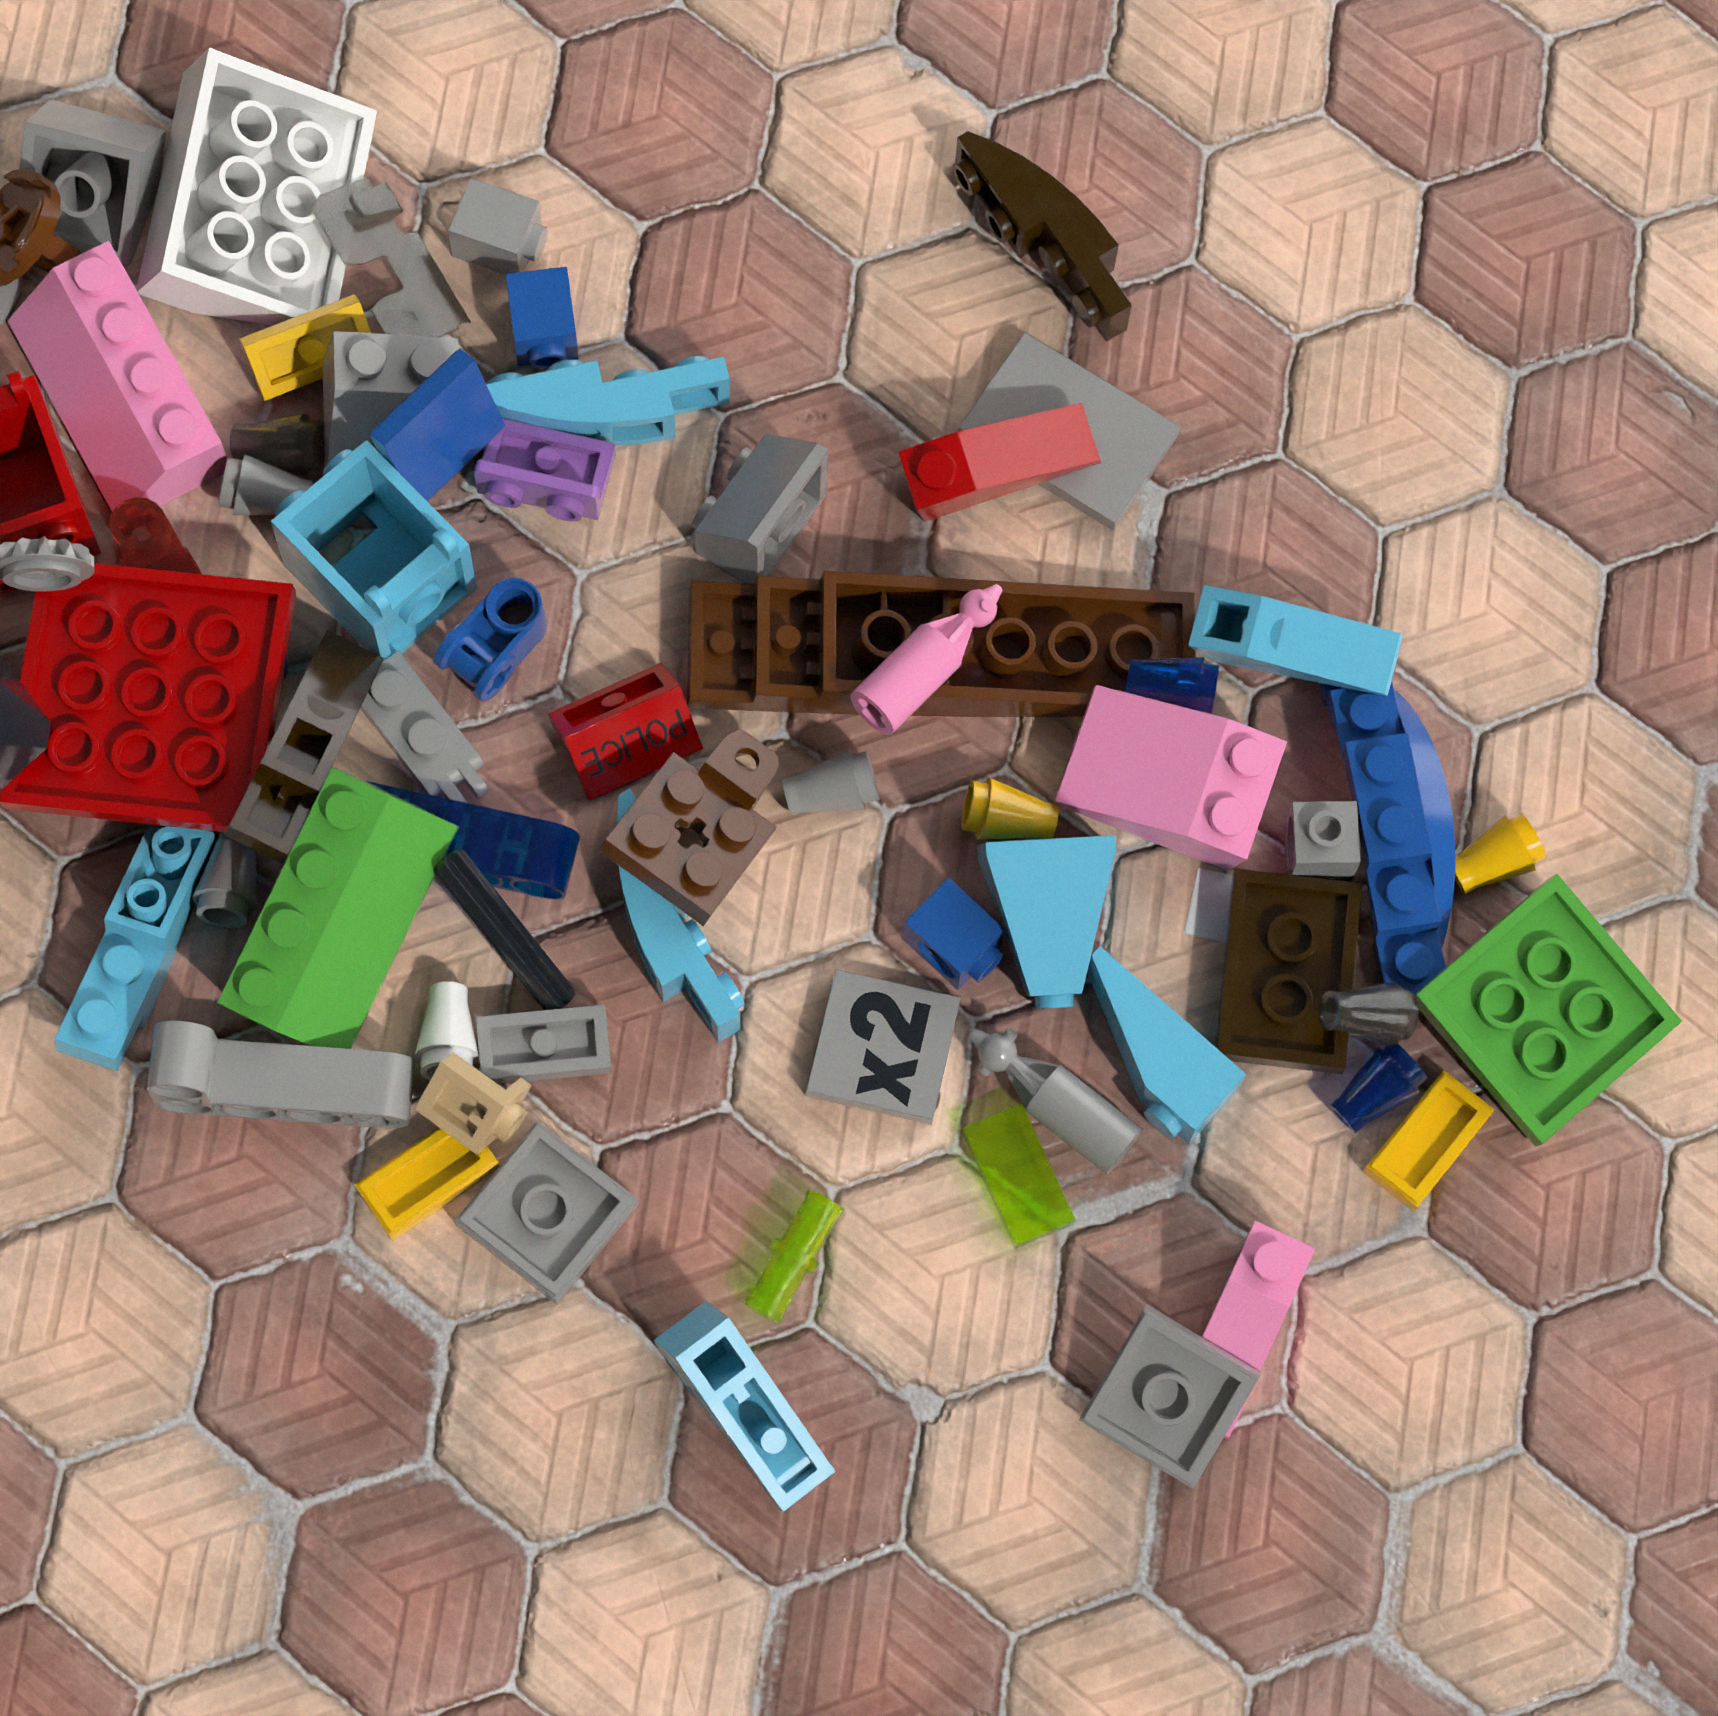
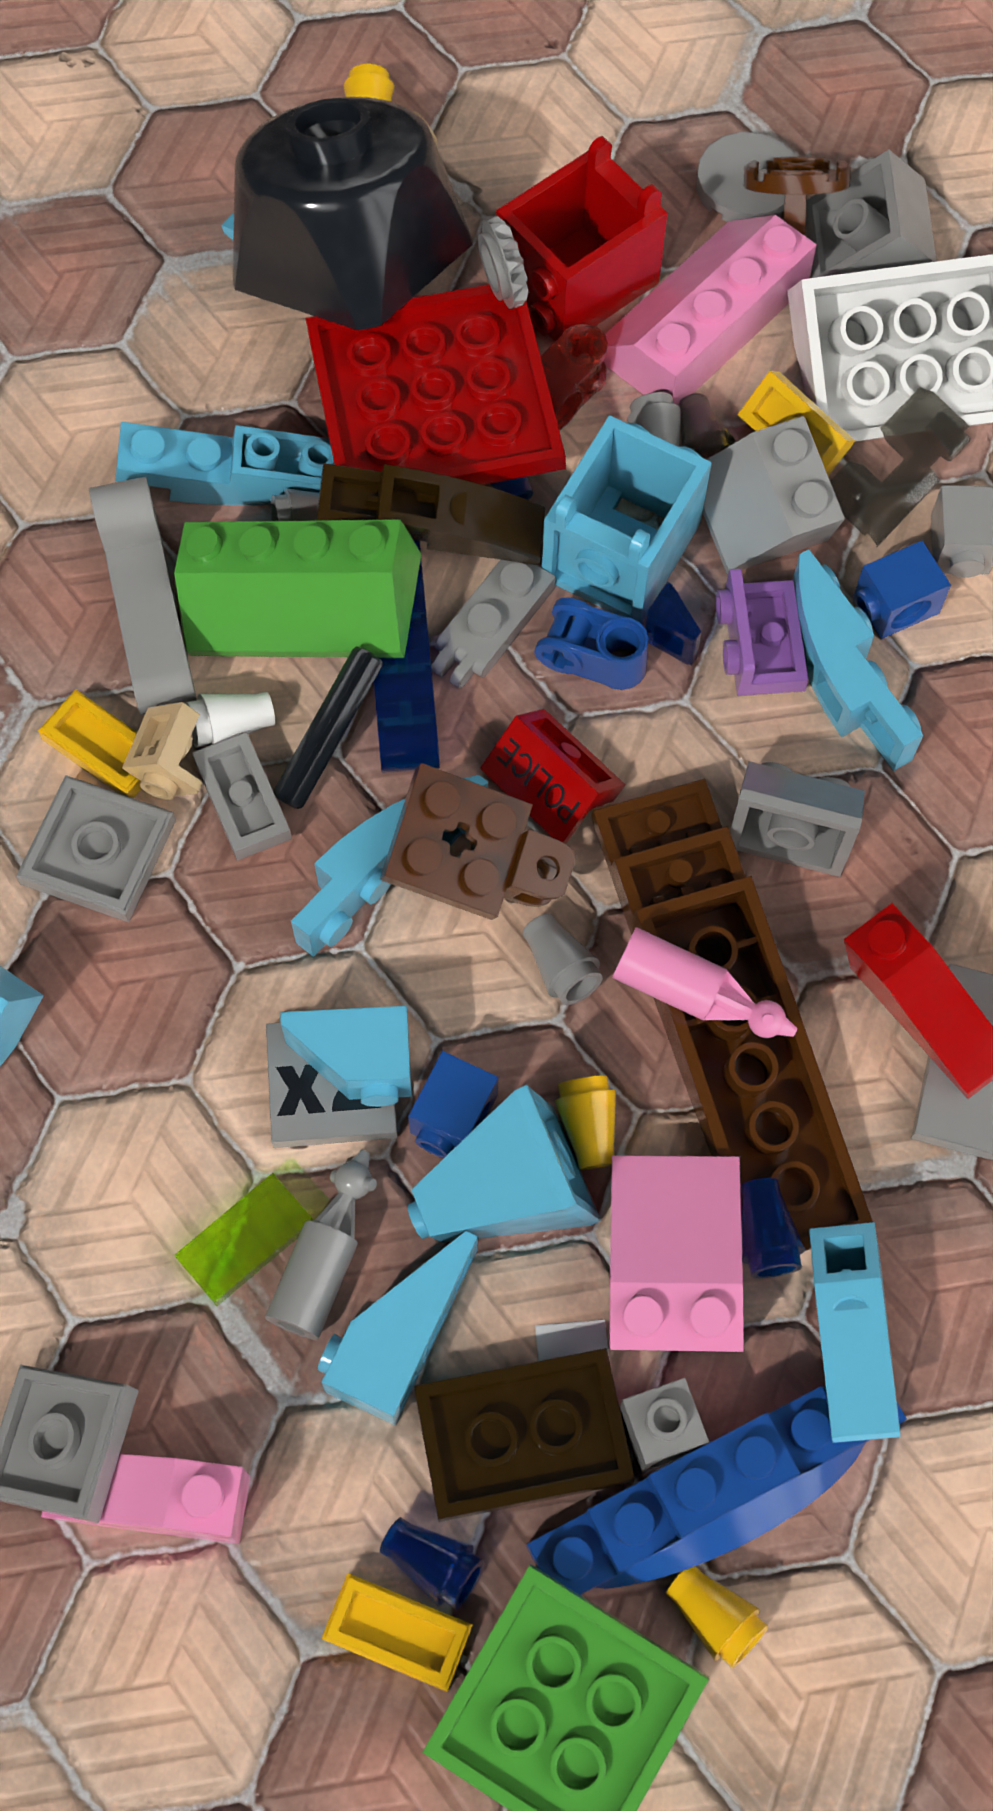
camera: 75 degrees right, 5 degrees down
(439, 425) = (749, 520): blue tile -> none
(504, 552) = (672, 626): none -> clear blue slope
(793, 1256) = (108, 1060): clear neon green pin -> none
(877, 1002) = (355, 1050): none -> medium azure slope
(1374, 1012) = (497, 1526): clear smoke cone -> none

